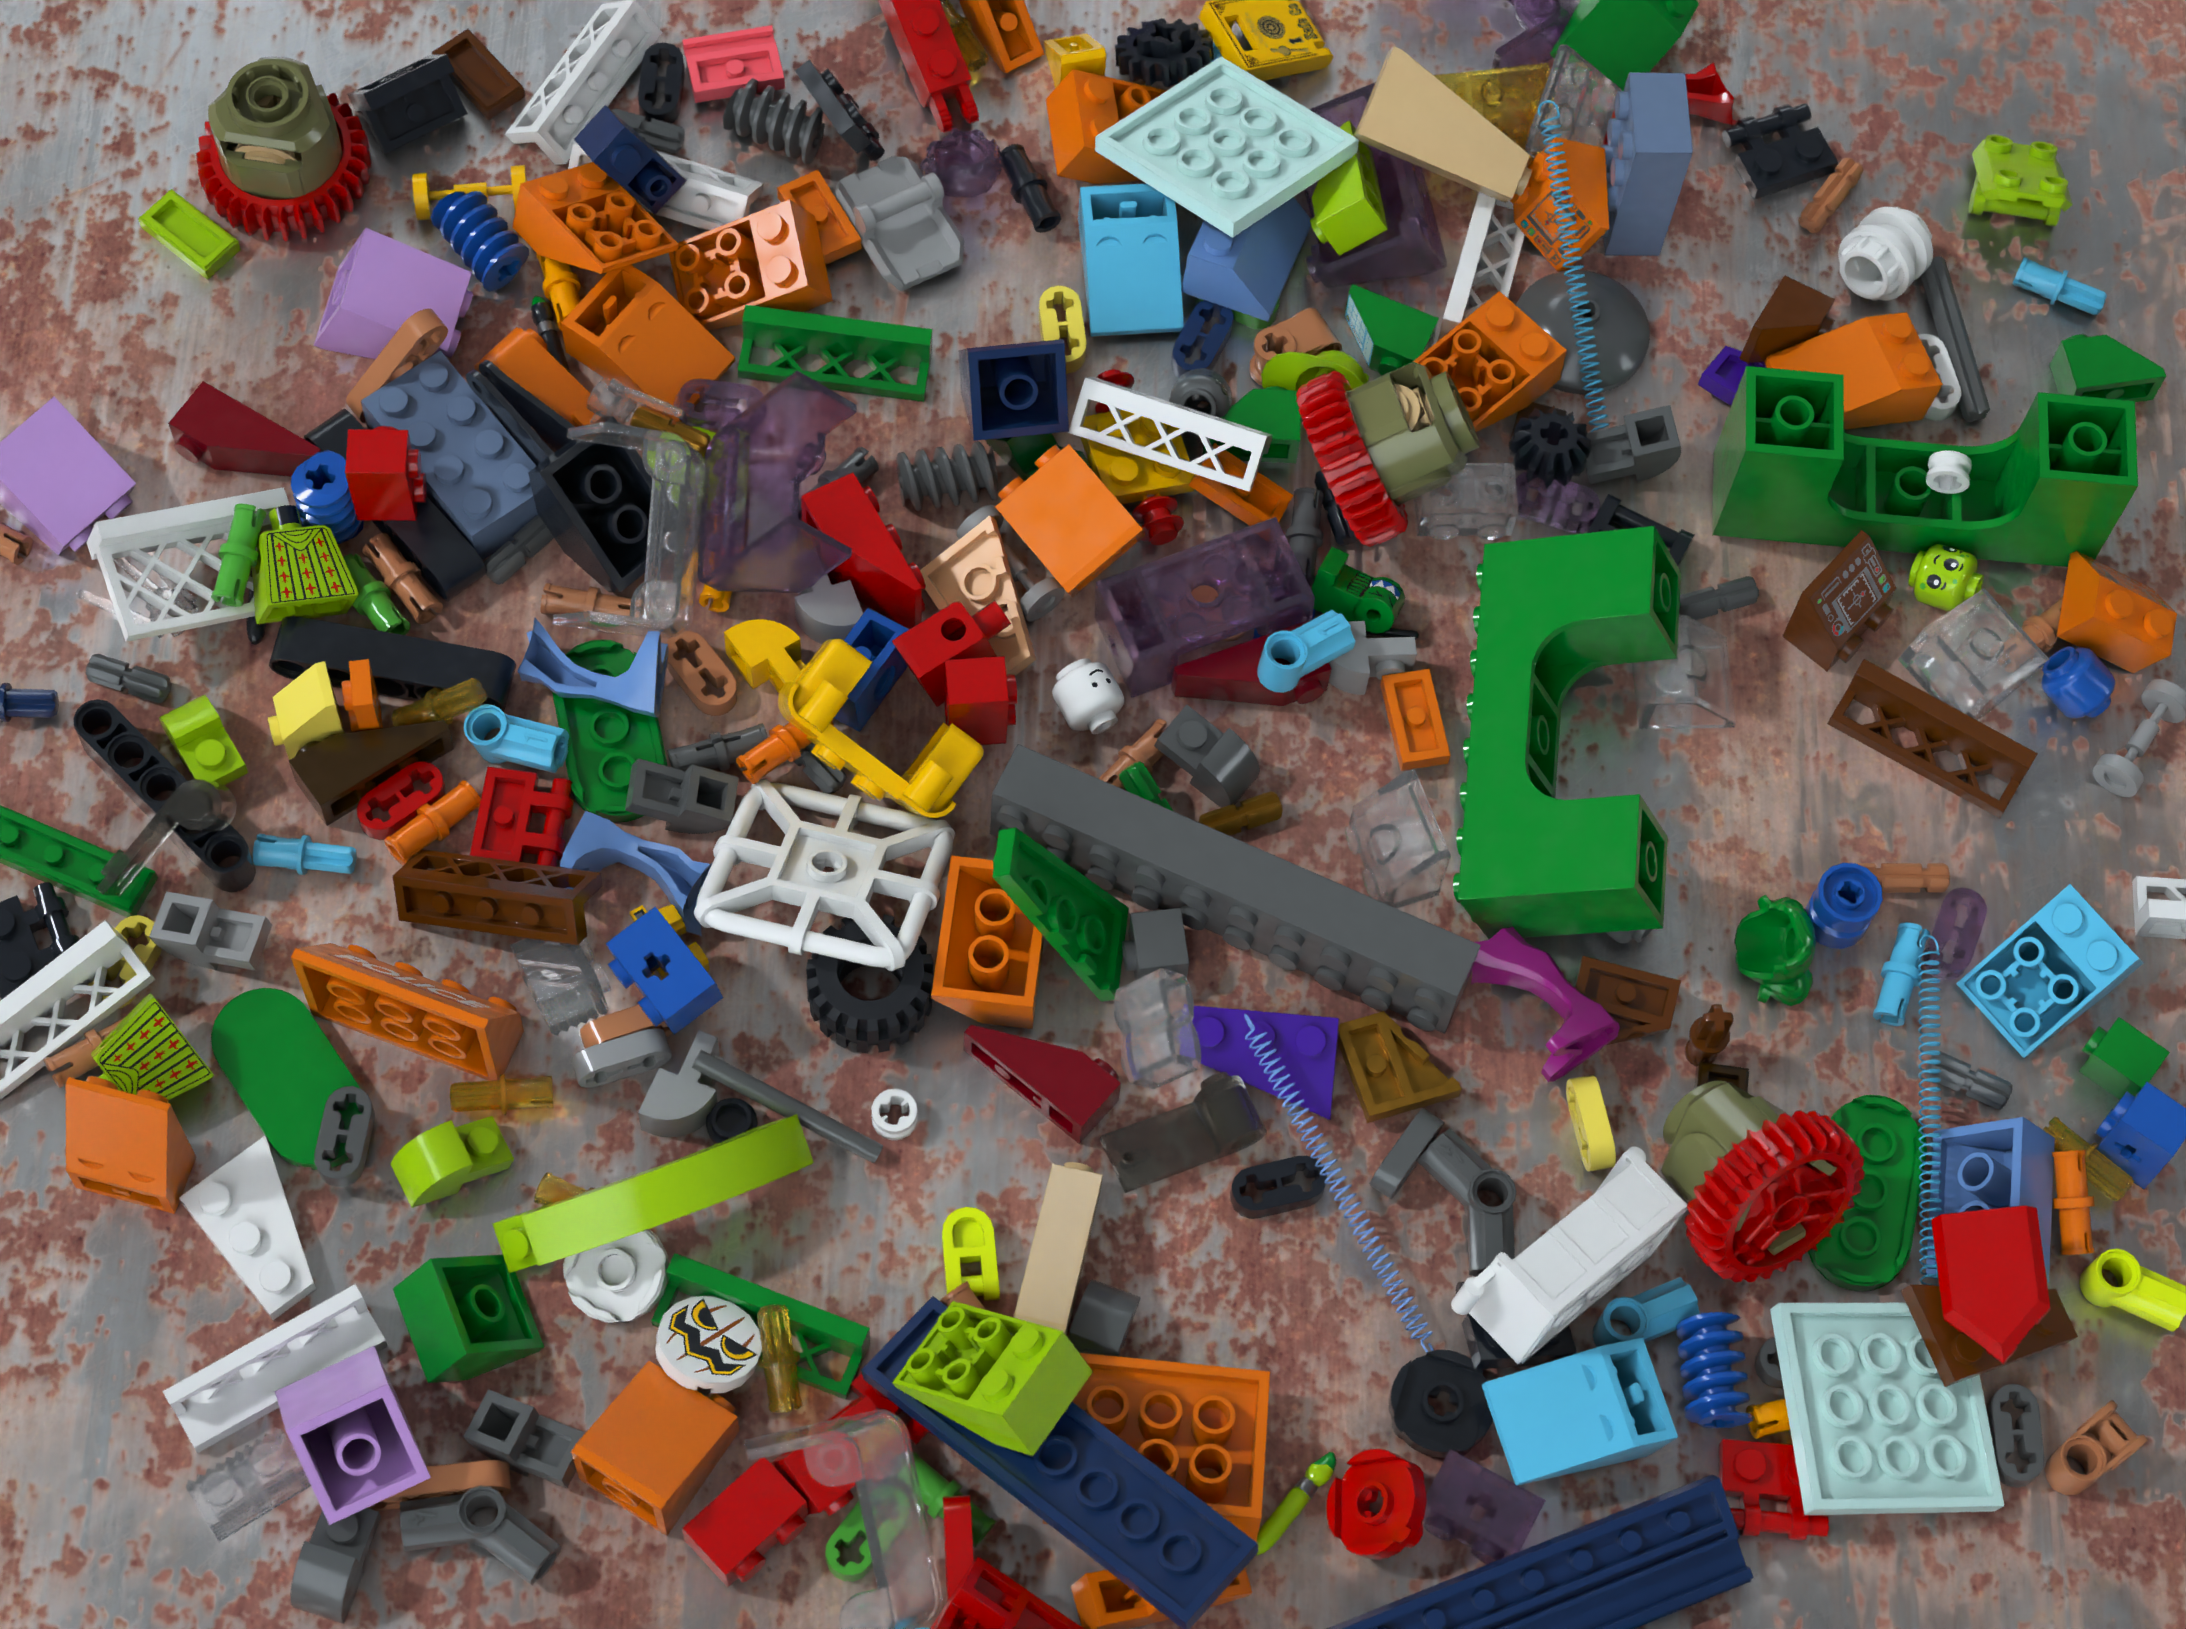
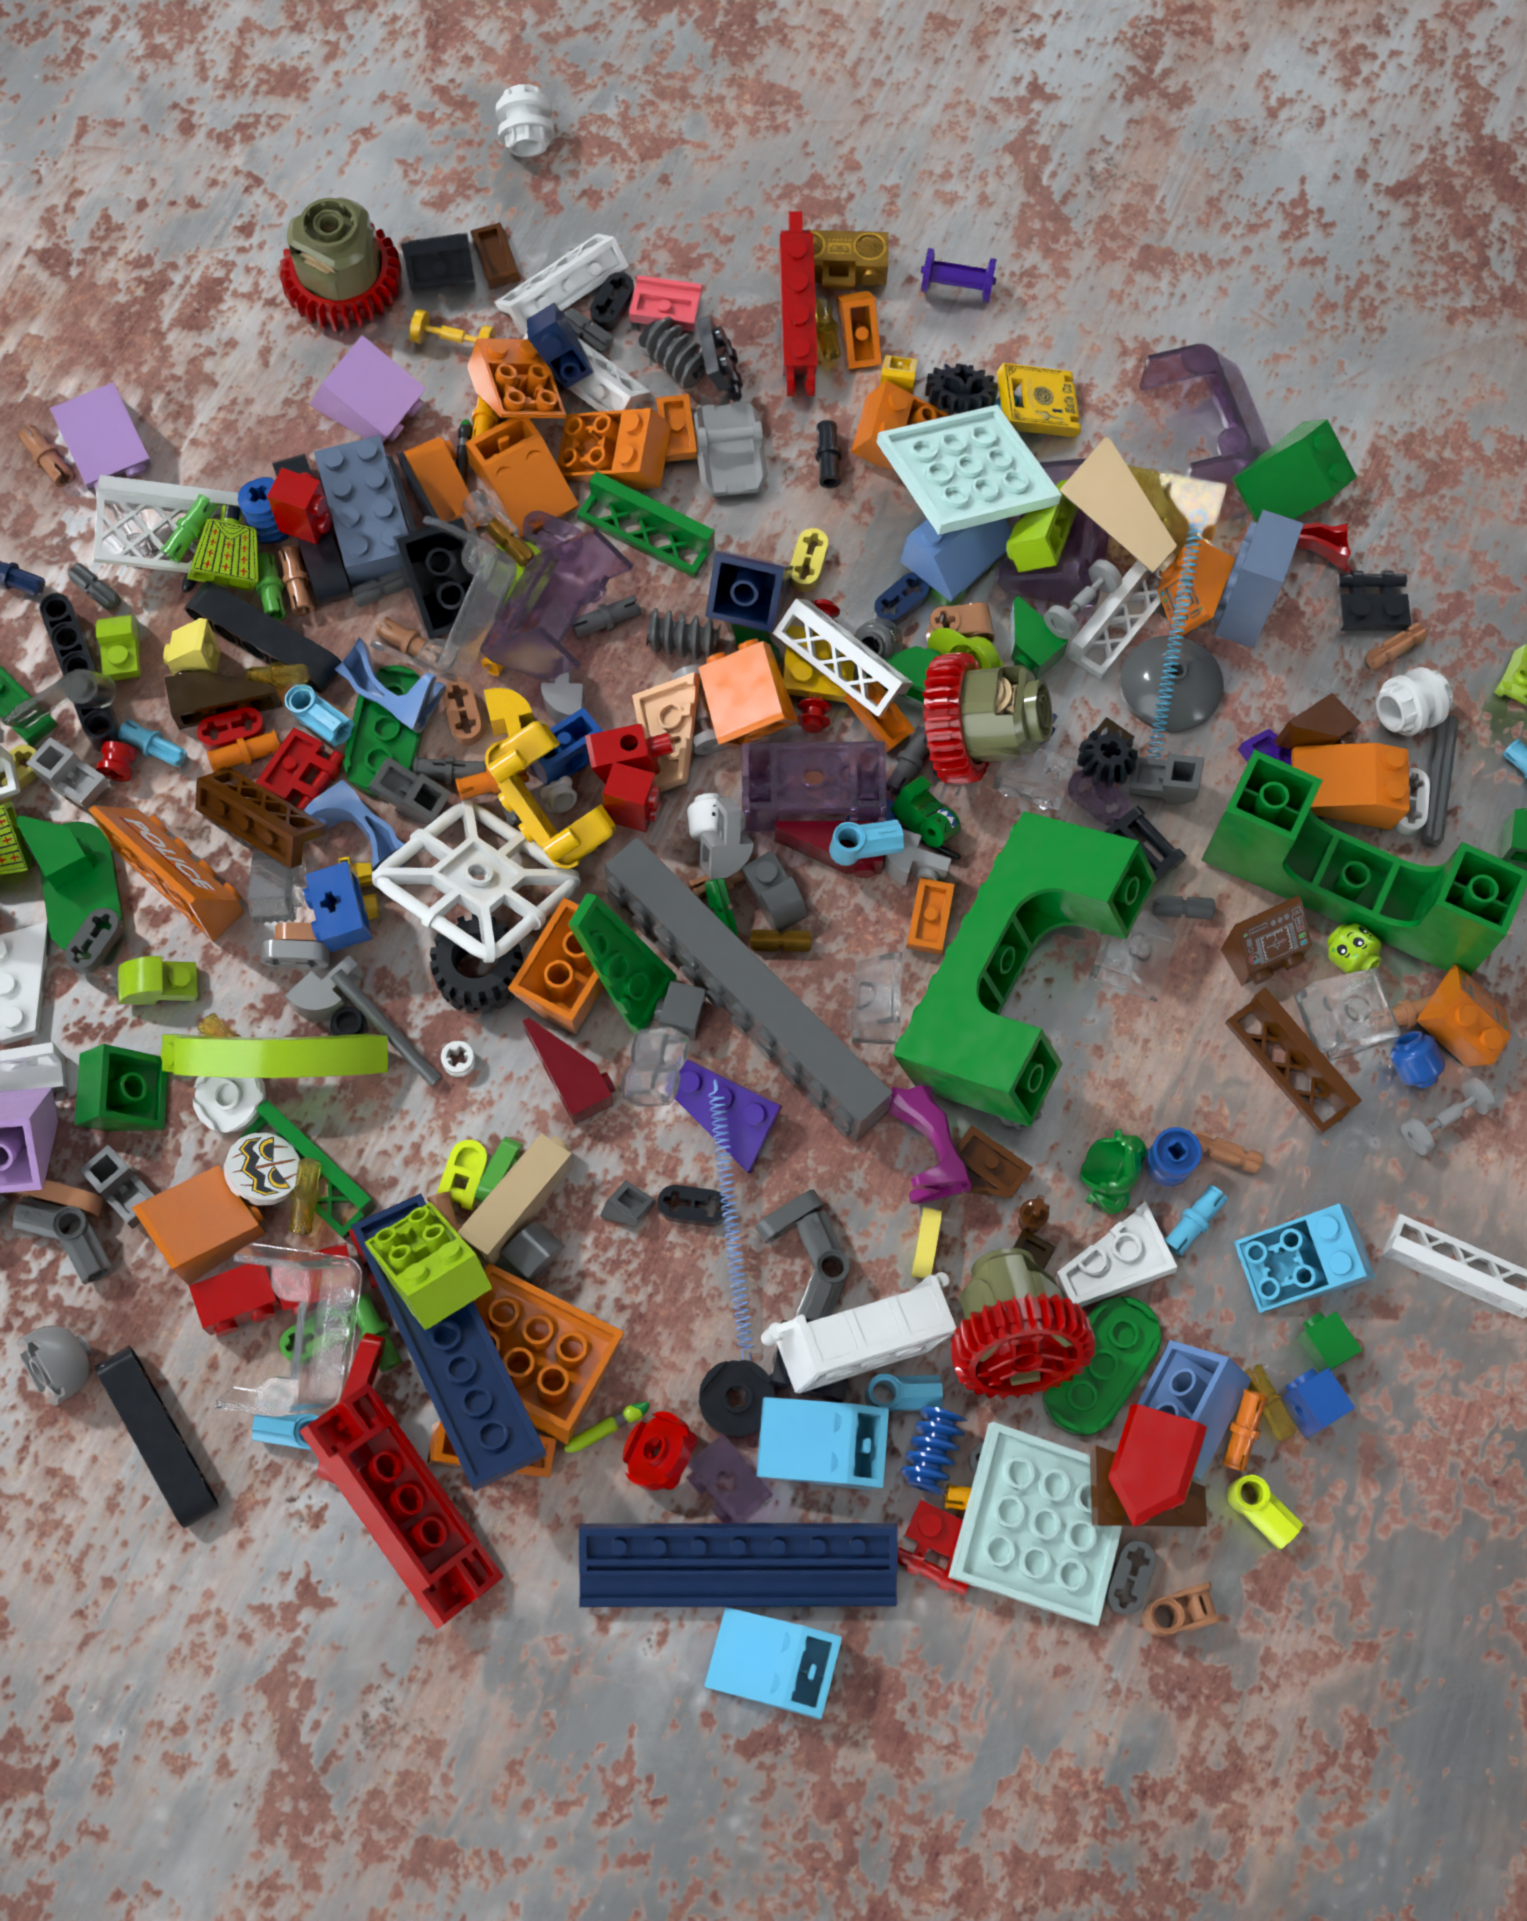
camera: 25 degrees right, 5 degrees up
(189, 234) = (261, 303): lime tile -> none
(235, 437) = (226, 446): dark red slope -> none
(240, 1035) = (56, 850): none -> green slope
(267, 892) = (116, 761): none -> red wheel
(362, 697) = (229, 652): orange plate -> none
(410, 346) = (359, 424): nougat beam -> none
(480, 238) = (444, 367): blue piece -> none
(502, 1094) = (209, 950): clear yellow axle -> none
(876, 566) = (600, 670): red slope -> none
(878, 732) = (559, 795): none -> white plate
(963, 163) = (788, 422): clear purple hair -> none
(1014, 1234) = (503, 1160): none -> bright green beam
(1129, 721) = (729, 846): none -> light grey brick
(1130, 260) = (872, 527): medium azure slope -> none
(1195, 1217) = (627, 1205): none -> dark grey slope
(1209, 1128) = (645, 1148): clear smoke door -> none
(1389, 1069) = (804, 1153): pearl gold wing -> none
(1424, 295) = (1104, 577): none -> light grey wheel
(1497, 361) = (1091, 685): orange slope -> none
(1583, 101) = (1226, 517): clear slope -> none
(1835, 1052) = (1119, 1261): none -> white wing
(1931, 1098) = (1172, 1316): medium azure piece -> none
(1949, 472) = (1382, 875): white bush -> none
(1965, 937) = (1241, 1200): clear purple beam -> none
(1979, 1084) = (1205, 1307): dark grey piece -> none

